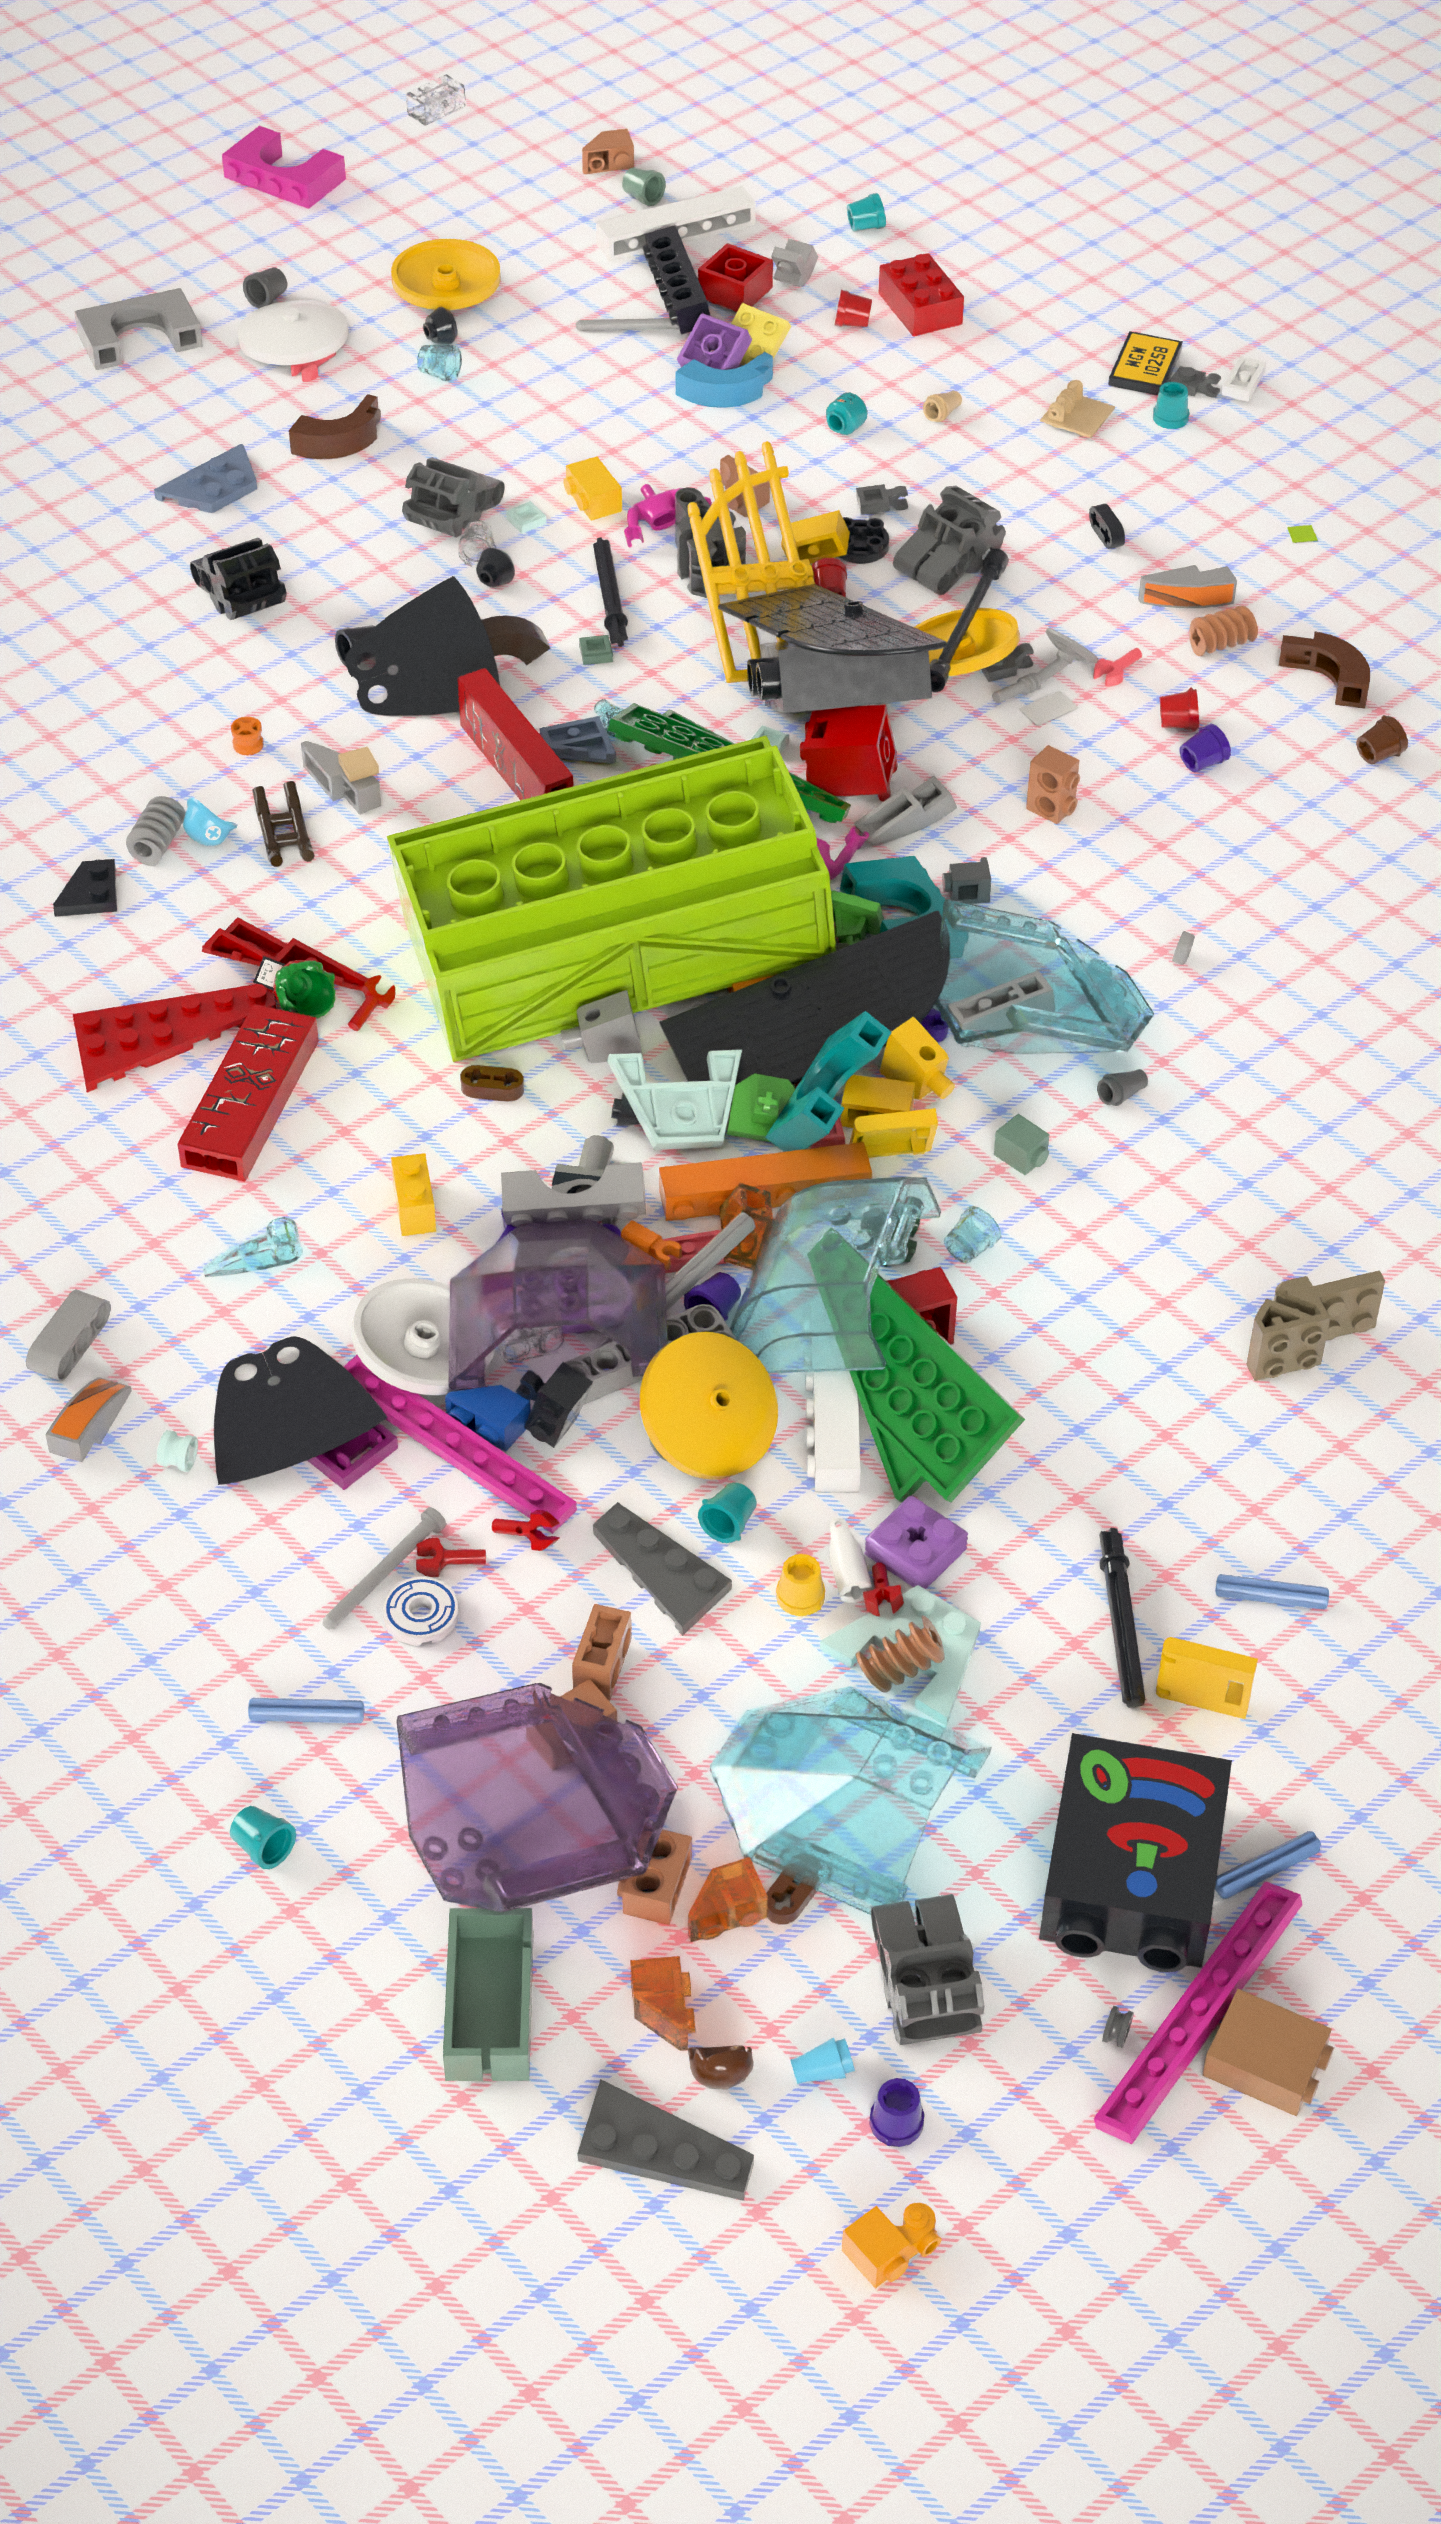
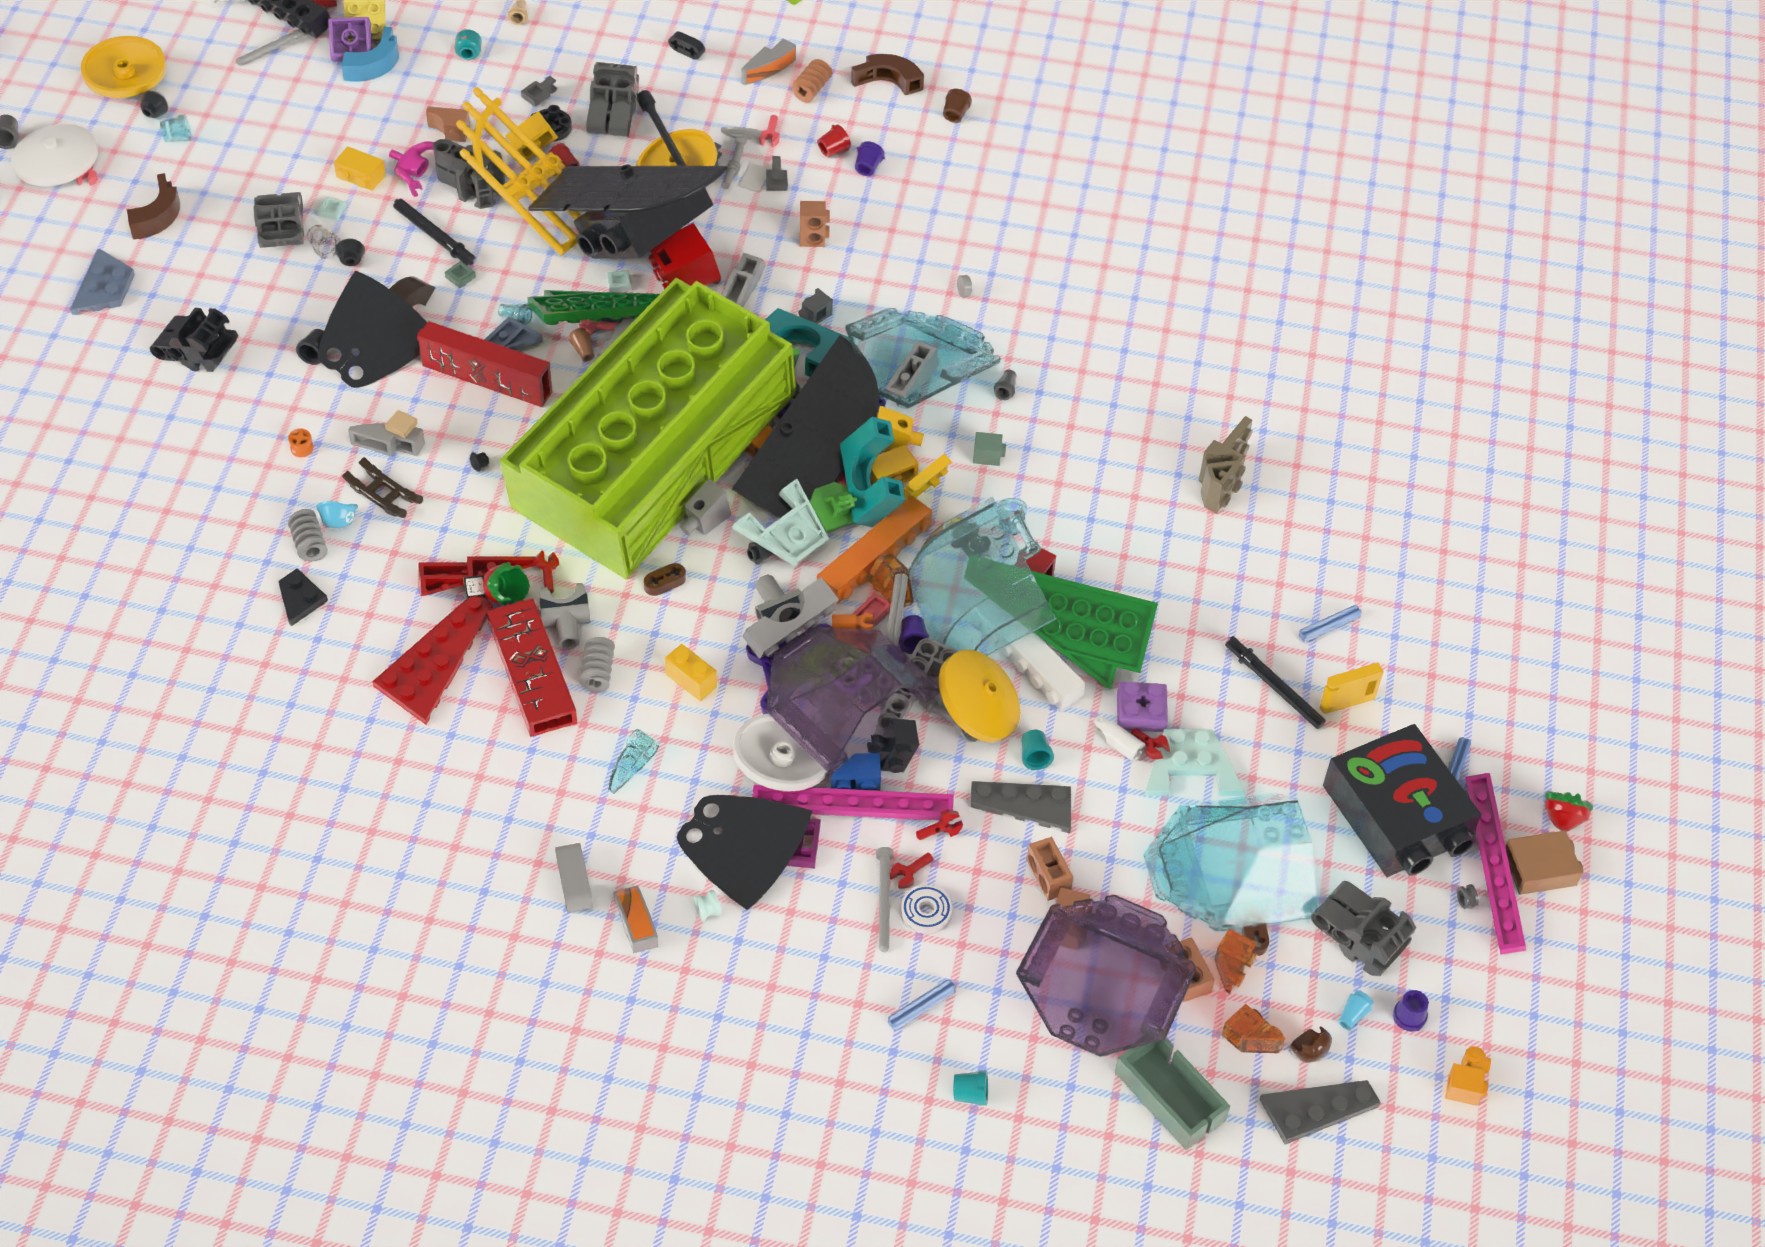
camera: 40 degrees left, 5 degrees up
(320, 1127) = (597, 664): none -> light grey piece
(342, 1057) = (565, 614): none -> light grey connector
(800, 1586) = (1108, 767): yellow piece -> none
(902, 1657) = (1199, 771): nougat piece -> none
(1070, 720) = (776, 178): none -> dark grey plate
(1366, 2009) = (1567, 810): none -> red hair

